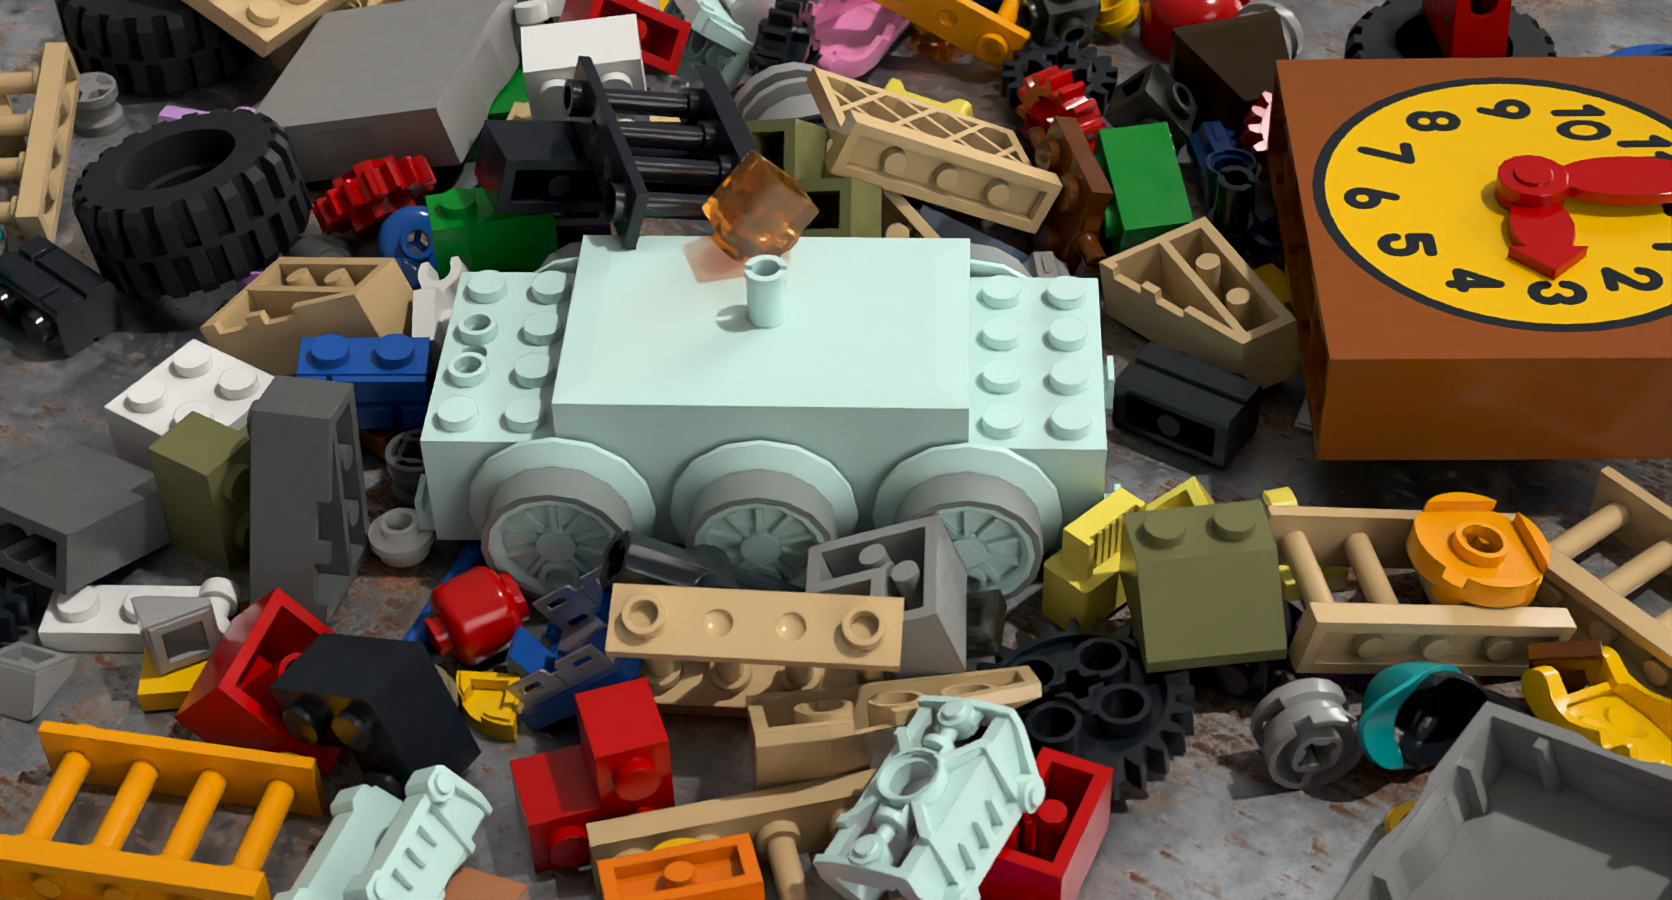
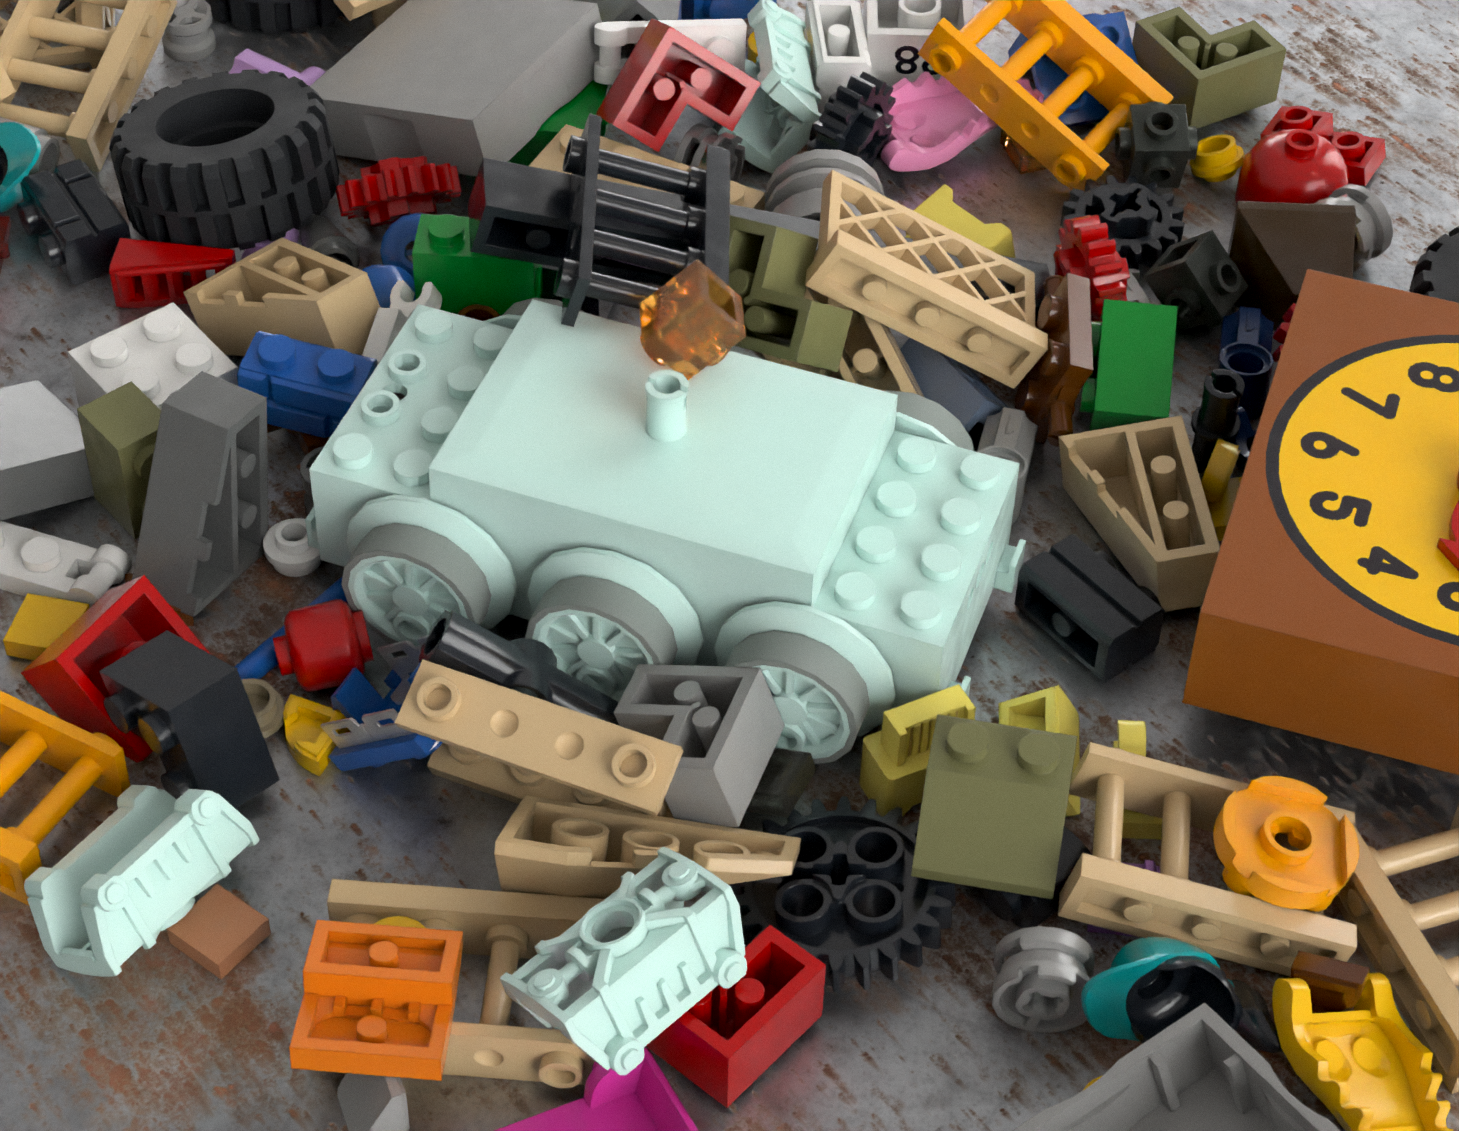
camera: 15 degrees right, 5 degrees up
(138, 314) = (152, 271): none -> red slope
(176, 629) = (50, 589): light grey slope -> none
(553, 52) = (637, 107): white brick -> none
(610, 775) = (371, 837): red brick -> none
(1254, 250) = (1219, 470): none -> yellow tile

